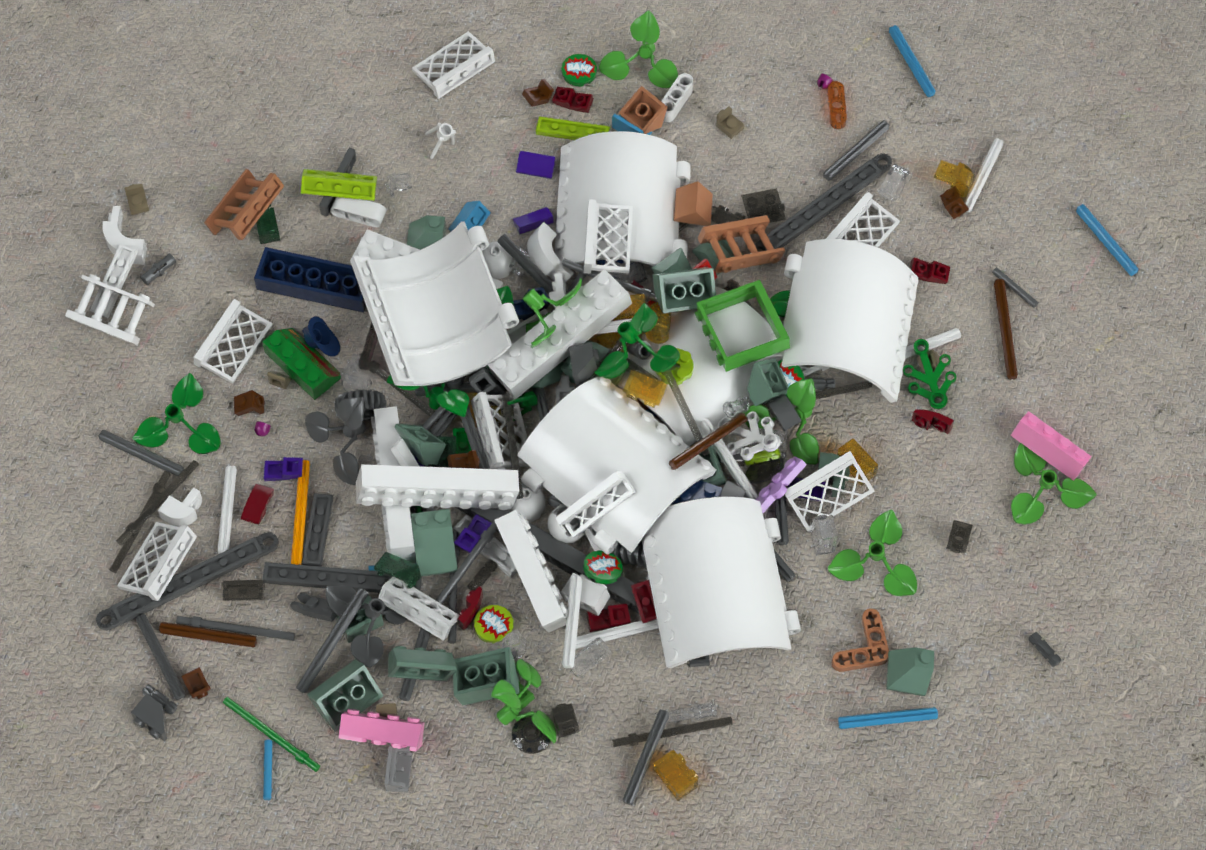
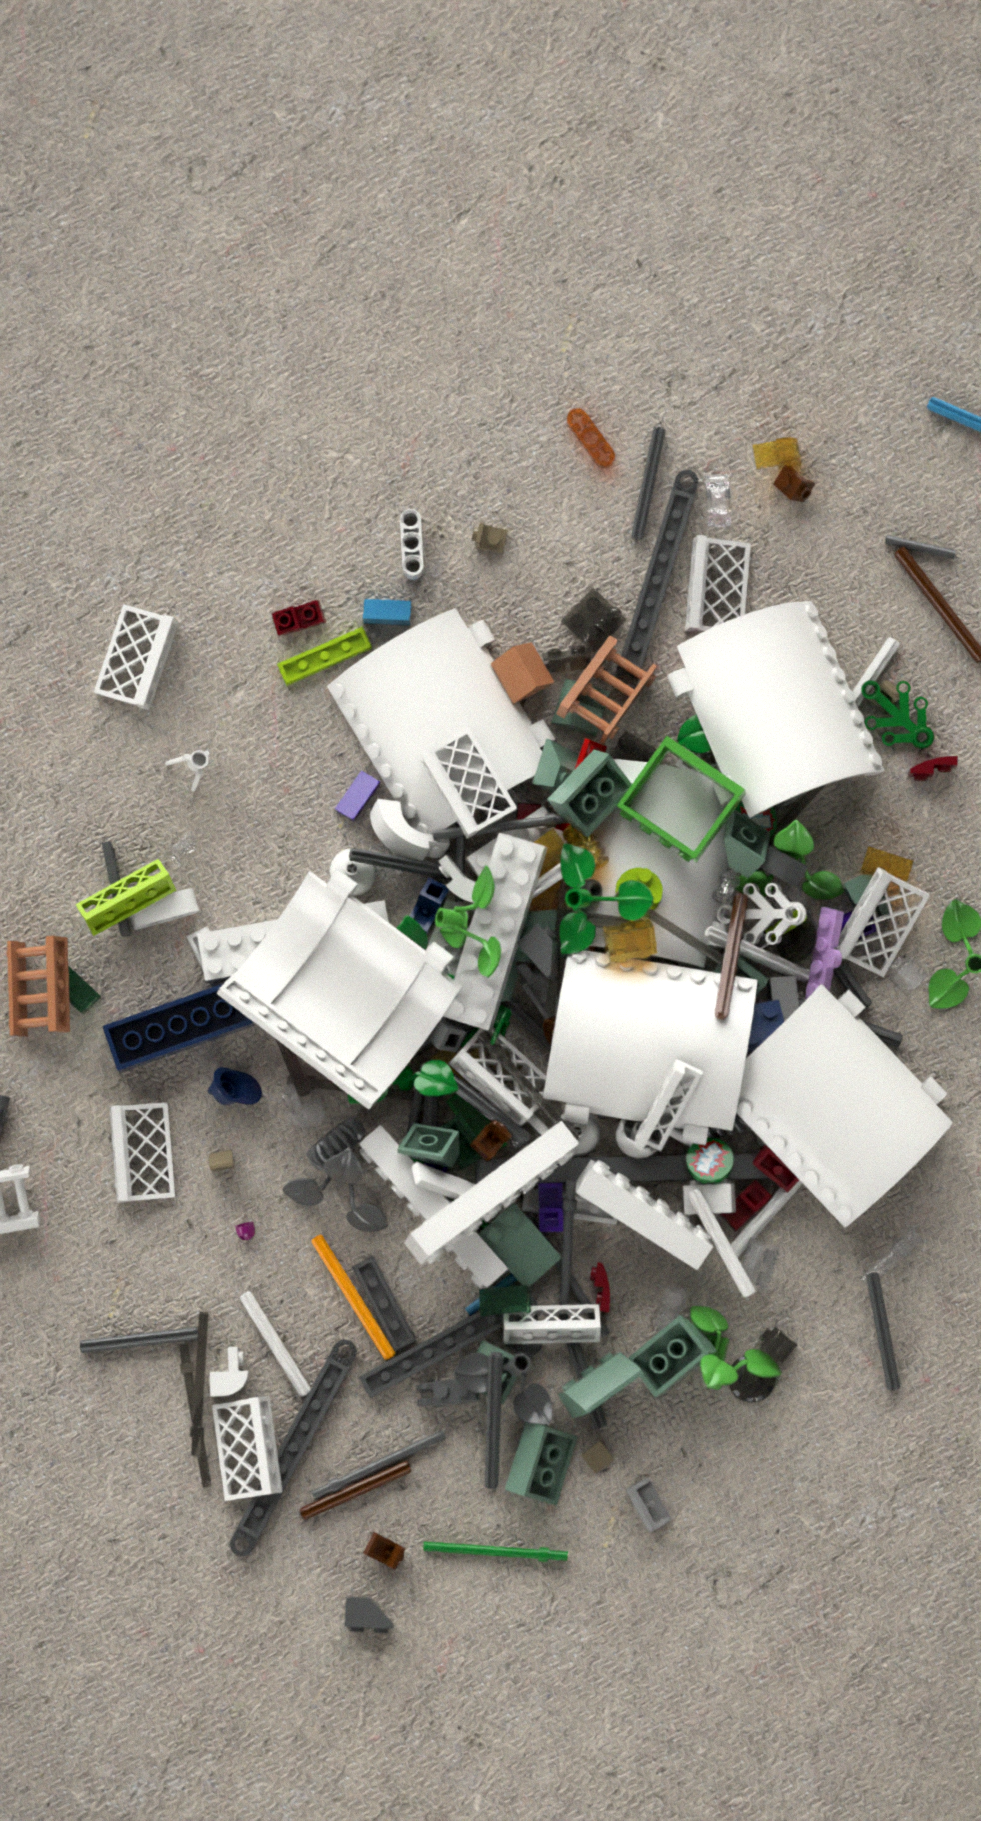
camera: 30 degrees left, 20 degrees up
(160, 657) = (325, 1545): dark grey axle -> none
(170, 706) = (358, 1589): dark grey axle -> none
(186, 393) = (130, 1307): green plant -> none
(243, 590) = (360, 1422): clear smoke hinge -> none
(248, 402) = (210, 1211): reddish brown bracket -> none
(256, 504) = (302, 1317): dark red slope -> none
(267, 787) = (518, 1589): dark azure bar -> none
(283, 470) = (301, 1261): dark purple slope -> none
(301, 362) = (232, 1127): green slope -> none
(382, 729) = (607, 1478): bright pink wedge -> none
(426, 231) = (259, 895): sand green slope -> none
(473, 215) = (290, 841): dark azure panel -> none
(481, 577) = (587, 1244): clear smoke axle -> none
(493, 623) = (635, 1288): tile -> none
(536, 164) = (315, 727): dark purple slope -> none
(538, 95) = (258, 636): reddish brown bracket -> none
(579, 70) = (279, 574): tile -> none
(633, 739) = (856, 1318): clear smoke bar -> none
(644, 111) = (391, 588): nougat slope -> none
(646, 30) = (339, 500): bright green plant -> none
(676, 774) = (924, 1329): clear yellow brick -> none
(824, 80) = (558, 416): magenta hinge -> none
(912, 61) = (637, 327): dark azure axle -> none
(930, 272) = (819, 585): dark red slope -> none
(983, 173) = (802, 425): white axle -> none

